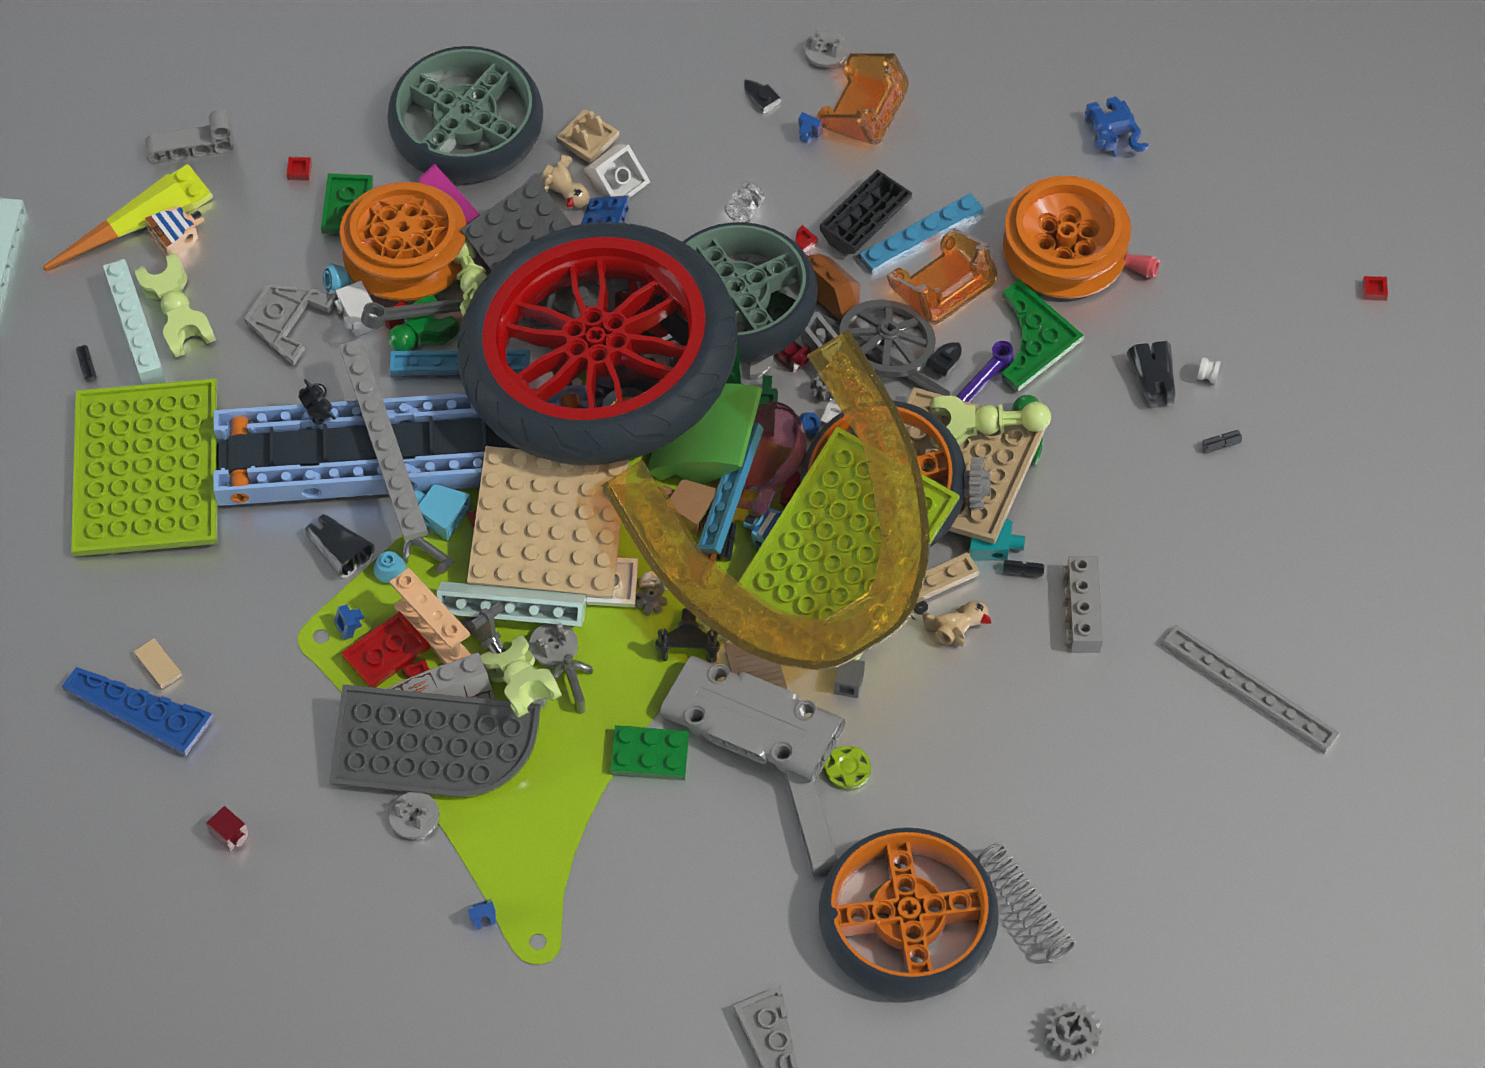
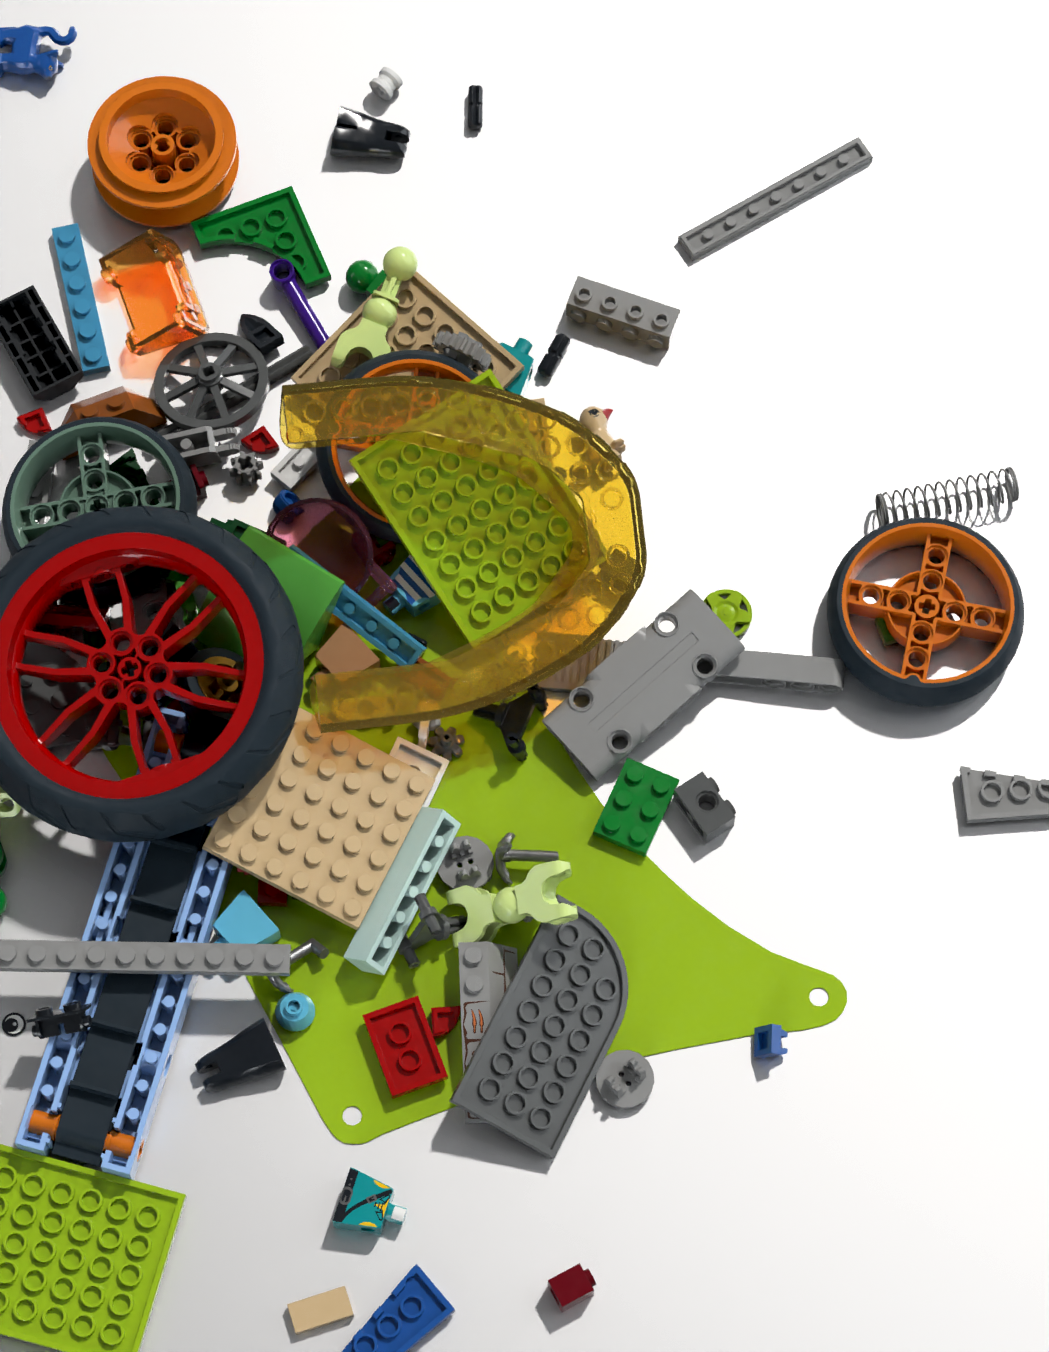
camera: 70 degrees left, 10 degrees up
(249, 664) = (366, 1205): none -> teal torso
(348, 621) = (352, 1077): blue tile -> none
(430, 617) = (398, 979): light nougat fence -> none
(444, 362) = (35, 876): dark azure plate -> none
(671, 787) = (707, 823): none -> dark grey brick
(1142, 264) = (227, 90): coral cone -> none

